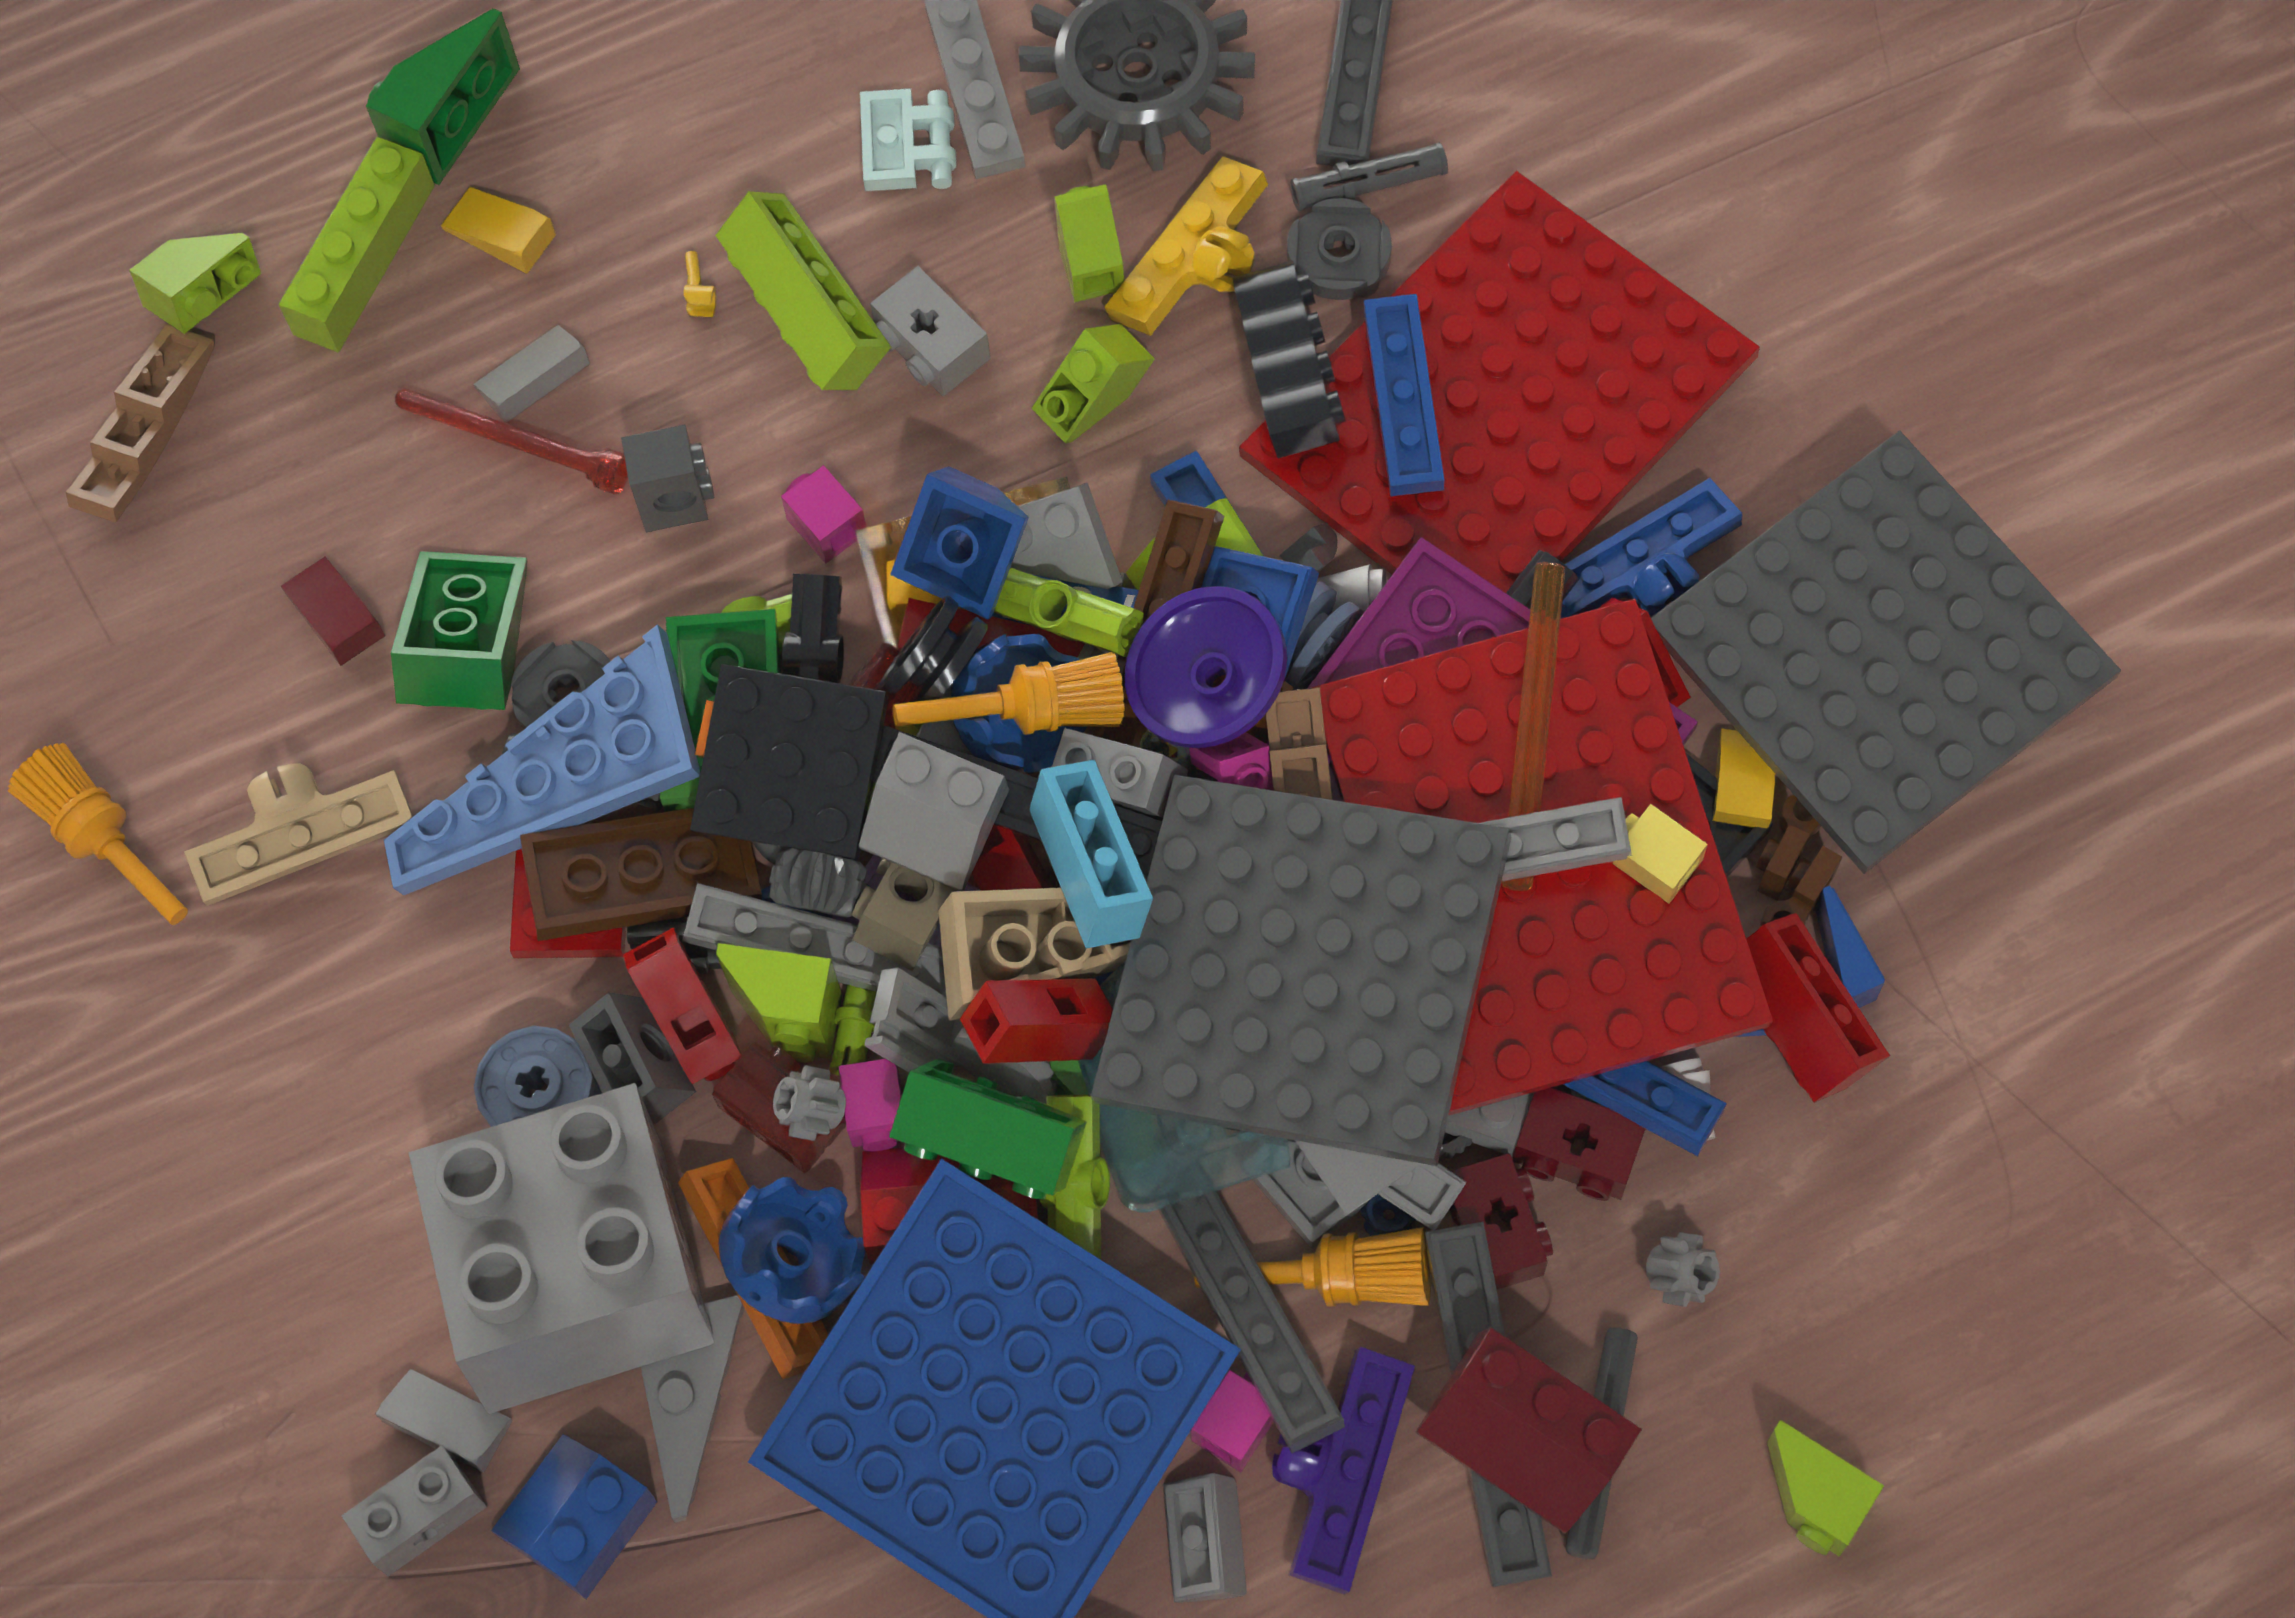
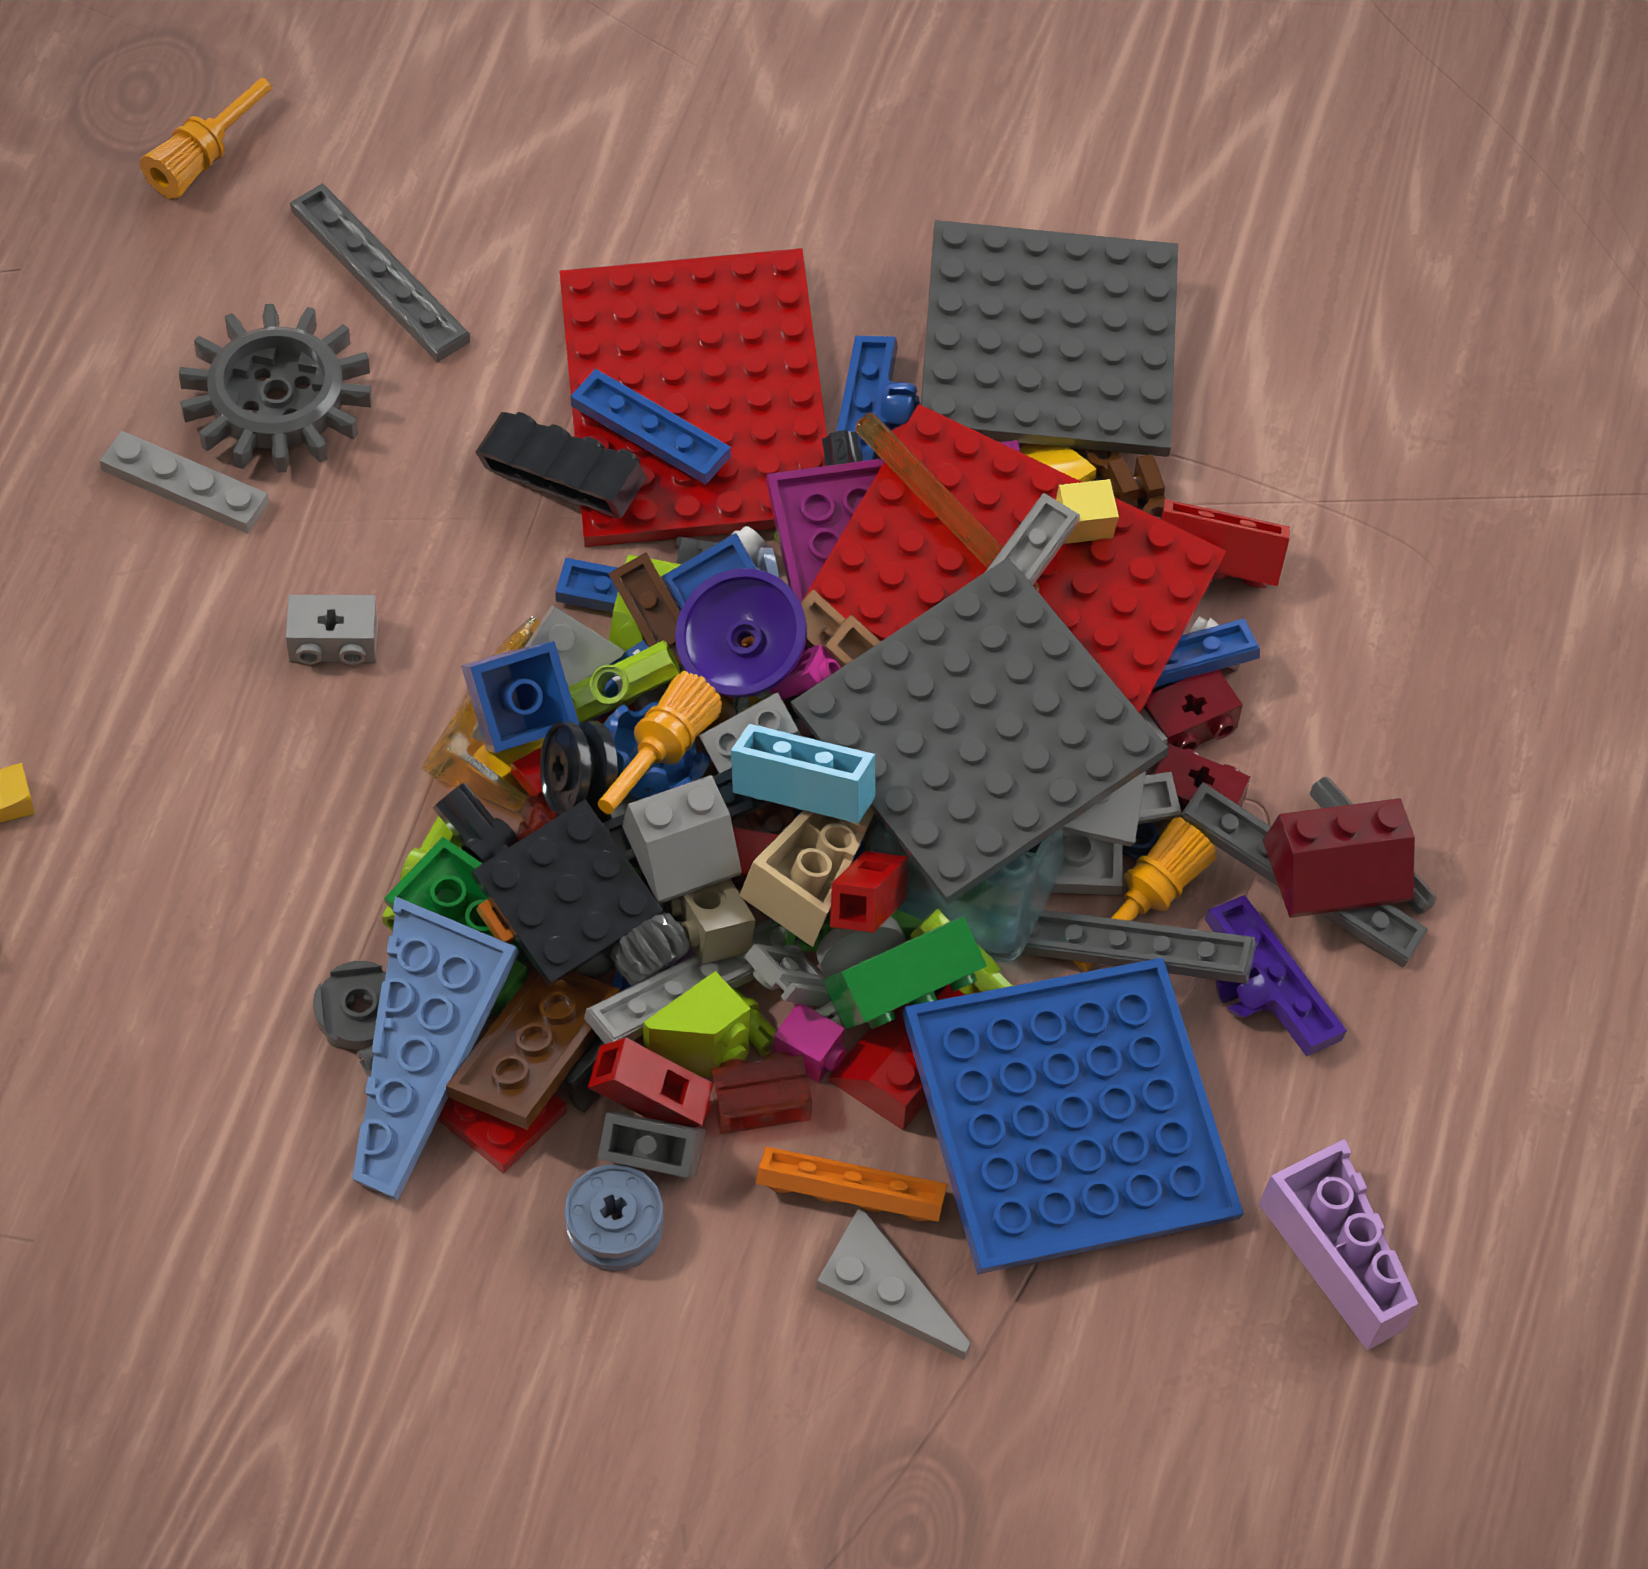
camera: 55 degrees left, 10 degrees down
(86, 820) = (157, 1338): light orange piece -> none
(296, 830) = (291, 1223): tan plate -> none
(333, 611) = (154, 1093): dark red slope -> none
(414, 1511) = (826, 1489): light grey brick -> none
(444, 1418) = (777, 1436): light grey slope -> none
(459, 631) = (255, 1029): green slope -> none
(532, 373) = (111, 859): light grey slope -> none
(559, 1249) = (748, 1263): light grey brick -> none
(575, 1515) = (911, 1403): blue slope -> none
(604, 468) = (225, 870): clear red piece -> none
(667, 477) = (282, 832): dark grey brick -> none
(699, 298) = (164, 734): yellow hand -> none
(802, 291) = (232, 670): lime brick -> none
(809, 1103) = (791, 1058): light grey gear -> none
(812, 1230) = (867, 1152): blue plate -> none
(823, 513) = (391, 775): dark pink brick -> none
(889, 142) = (177, 552): light aqua plate -> none
(1089, 242) = (372, 500): lime slope -> none
(1092, 380) = (460, 575): lime slope -> none
(1193, 248) = (429, 459): yellow plate -> none
(1205, 1538) = (1243, 1086): light grey slope -> none
(1233, 1421) = (1198, 1007): dark pink brick -> none
(1362, 232) = (497, 373): dark grey plate -> none
(1426, 161) = (459, 372): dark grey pin -> none
(1682, 1269) = (1313, 723): light grey gear -> none
(1819, 1490) = (1498, 762): lime slope -> none
(1847, 950) = (1202, 494): blue slope -> none

